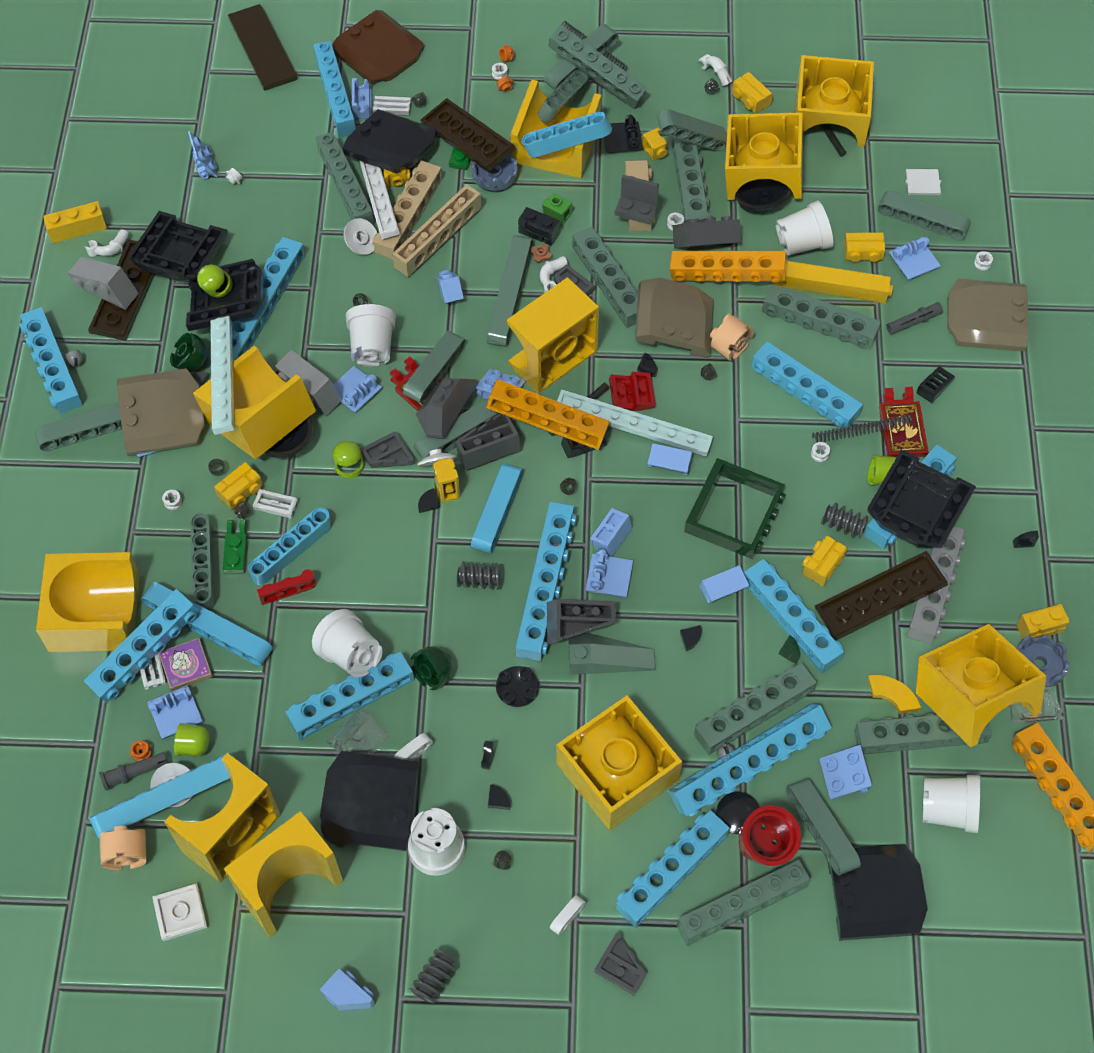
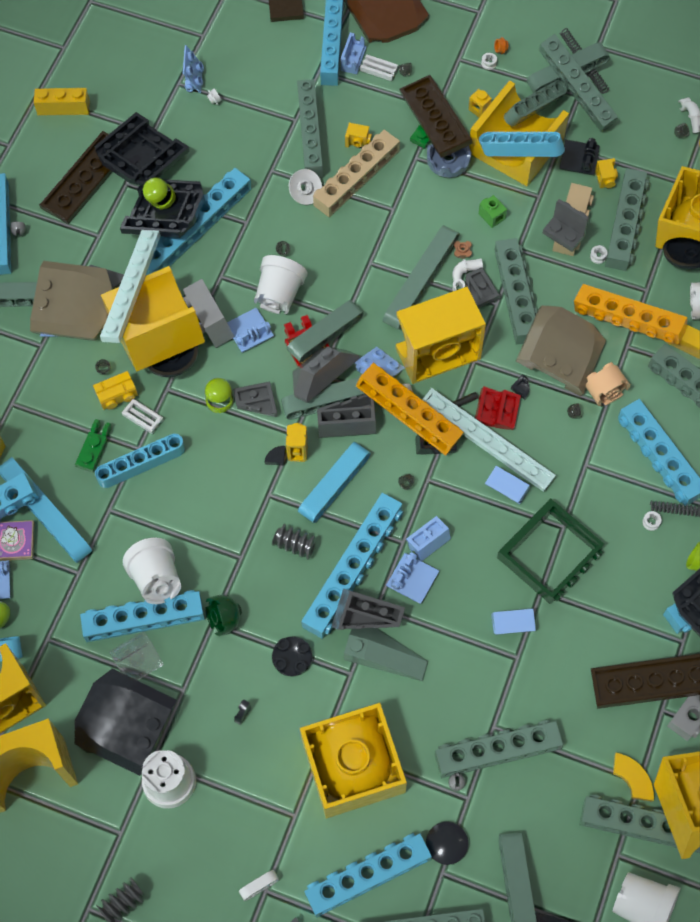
camera: 20 degrees right, 5 degrees up
(103, 281) = (65, 165): light grey wedge -> none
(114, 247) = (86, 135): white piece -> none
(177, 498) = (55, 391): white bush -> none
(190, 353) = (116, 254): dark green cylinder -> none
(202, 553) = (60, 460): sand green beam -> none
(242, 511) = (111, 414): clear smoke hinge -> none
(287, 587) = (123, 498): red plate -> none
(345, 993) = (40, 887): light blue slope -> none
(380, 200) = (335, 142): white tile -> none
(390, 141) = (363, 103): black wedge -> none
(415, 748) = (180, 685): white beam -> none
(435, 455) = (296, 417): white dish -> none
(437, 230) = (375, 200): tan brick -> none
(449, 286) = (367, 257): light blue slope -> none
(498, 798) = (237, 755): black tile -> none
(502, 860) = (220, 814): clear smoke hinge -> none
(505, 84) = (489, 75): orange plate -> none
(508, 107) = (481, 99): none -> yellow brick
(539, 226) = (469, 223): black brick -> none
(690, 636) = (465, 661): black tile -> none
(692, 130) = (642, 170): sand green beam -> none
(707, 232) = (623, 275): dark grey wedge -> none
(779, 826) = (464, 896): red piece -> none
(780, 610) = (579, 722): medium azure brick -> none
(790, 650) = (553, 704): clear green tile -> none
(816, 728) = (466, 791): medium azure brick -> none
(824, 560) = (615, 628): yellow brick -> none
(844, 520) = (648, 595): dark grey piece -> none
(845, 772) = (559, 838): light blue hinge -> none

